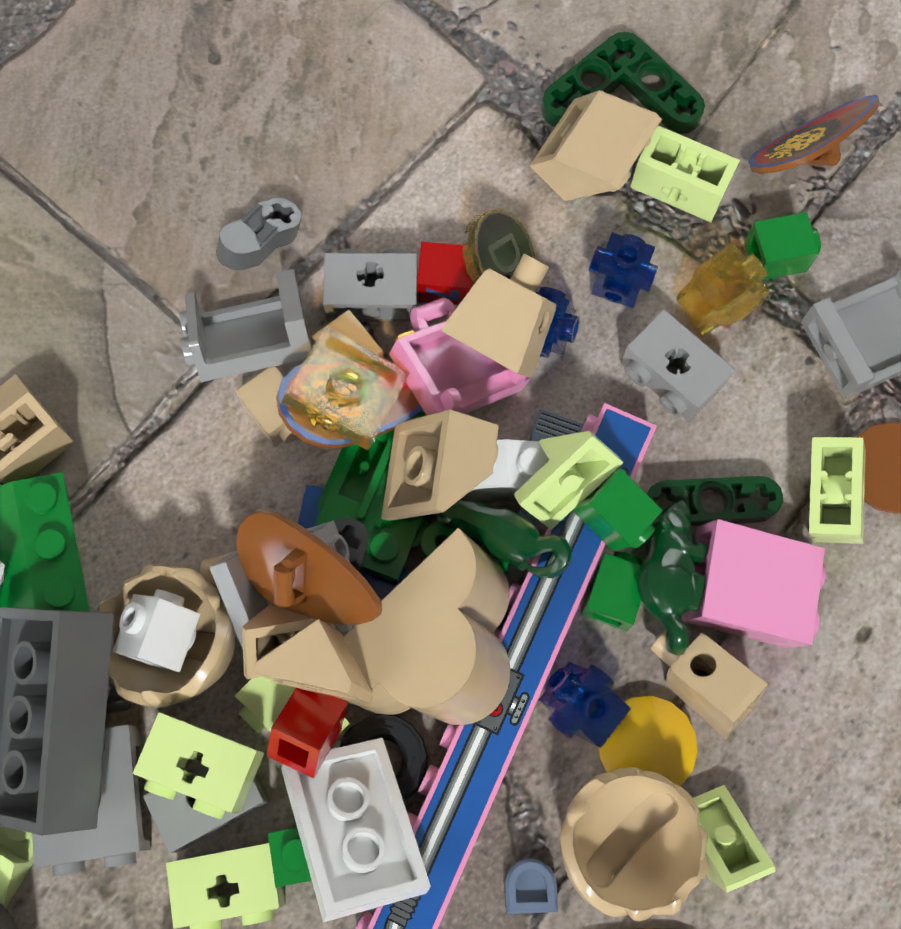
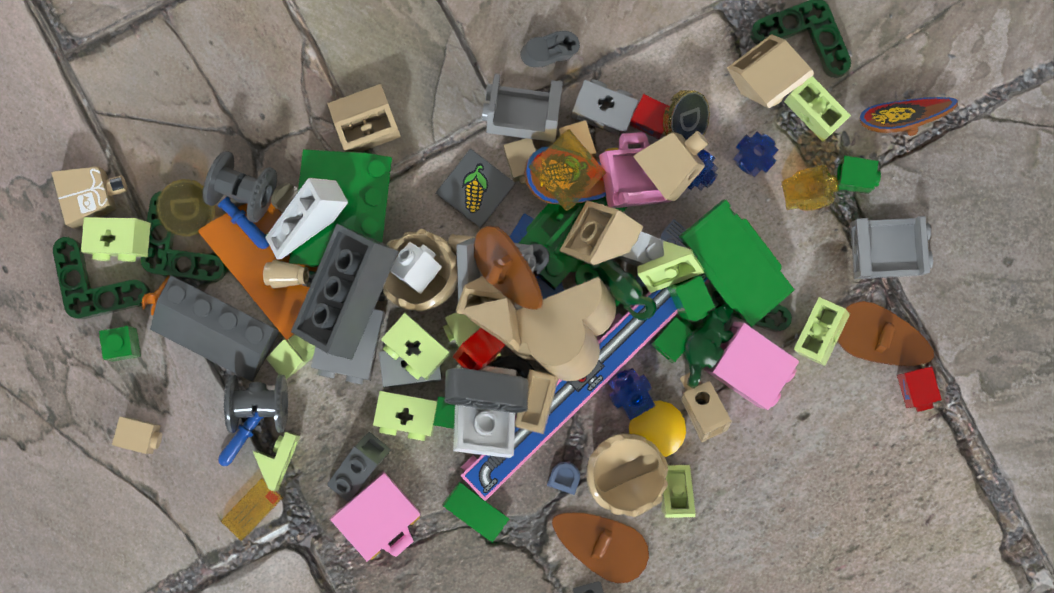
camera: 15 degrees right, 10 degrees up
(216, 476) = (475, 188): none -> dark grey tile
(342, 792) = (486, 390): none -> dark grey beam
(435, 778) = (540, 399): none -> tan tile
(667, 344) = (764, 208): light grey brick -> none
(667, 431) = (737, 262): none -> green piece

